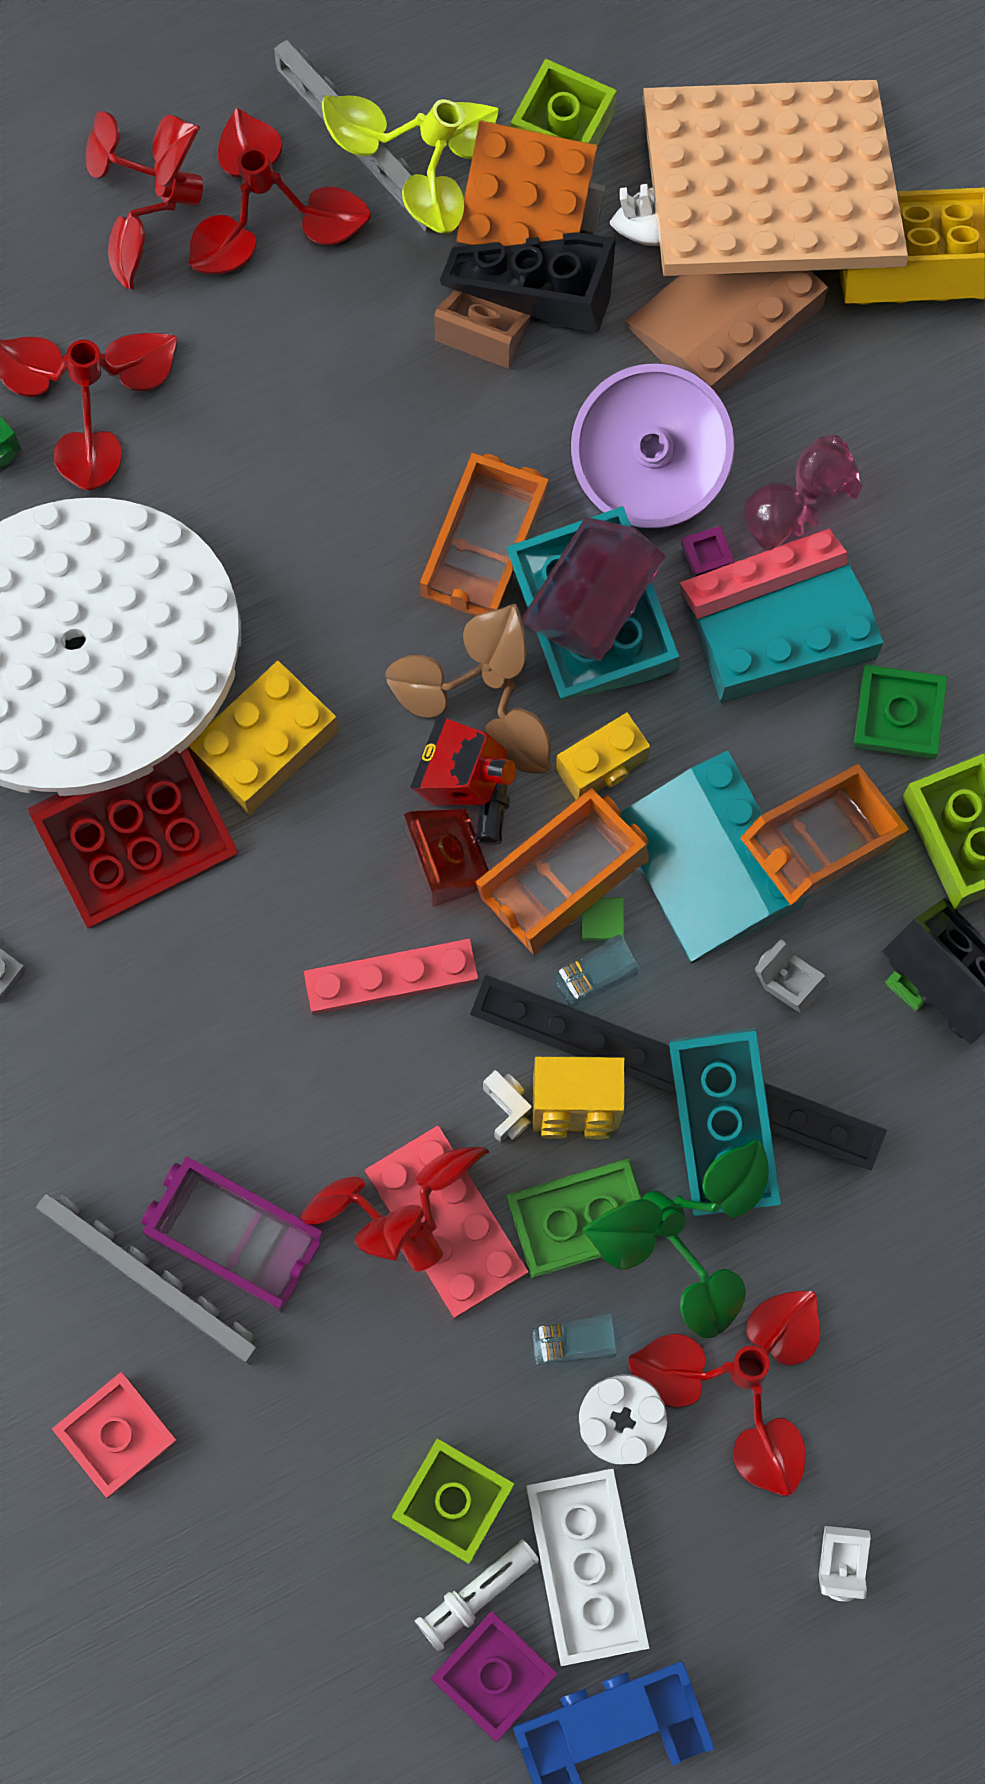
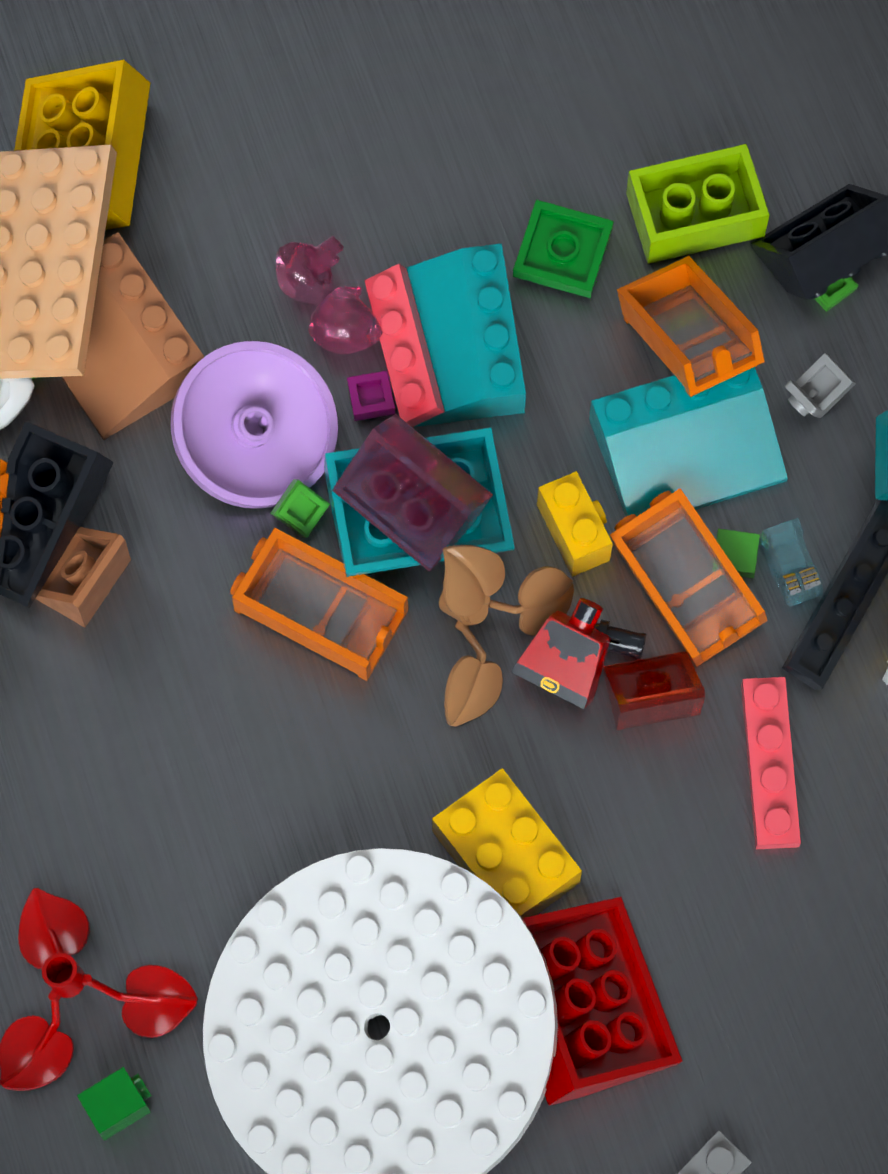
camera: 80 degrees left, 5 degrees down
(577, 502) = (300, 508): none -> bright green tile

